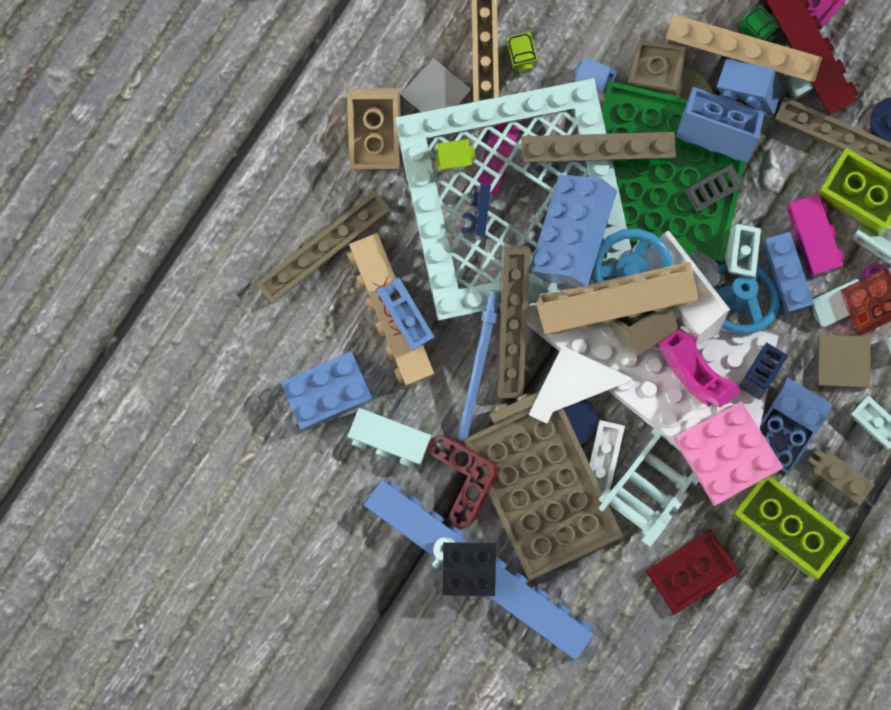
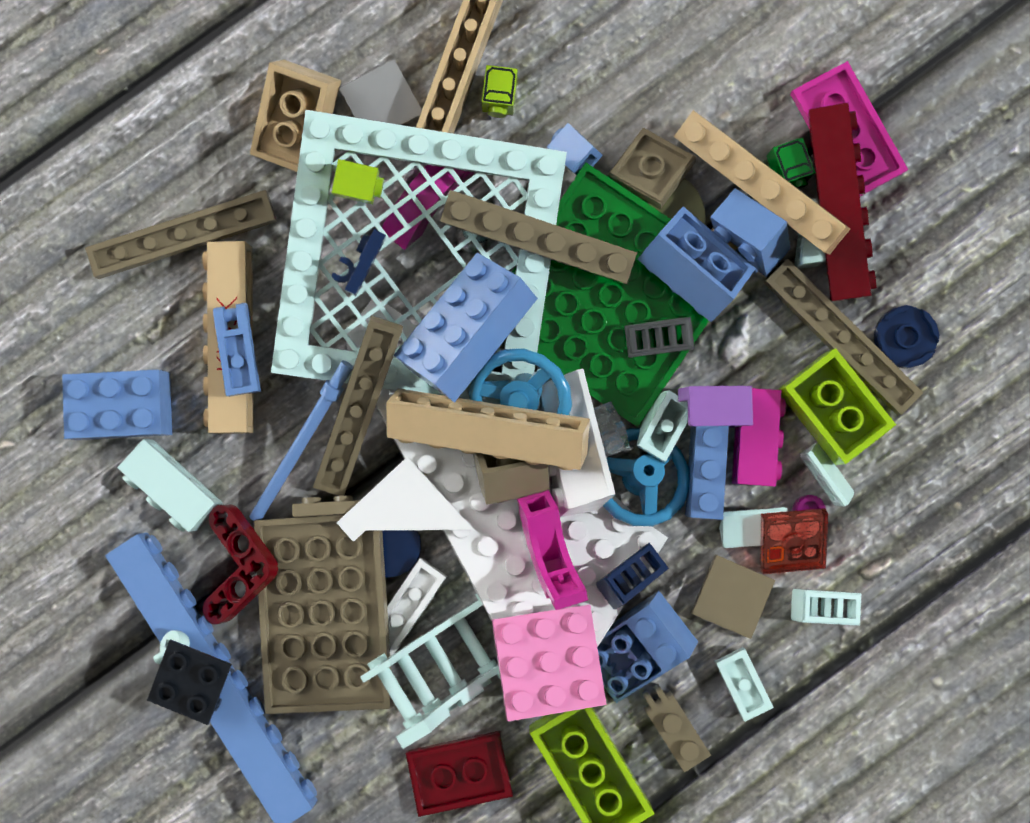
camera: 20 degrees right, 5 degrees up
(777, 220) = (718, 405): none -> medium lavender panel

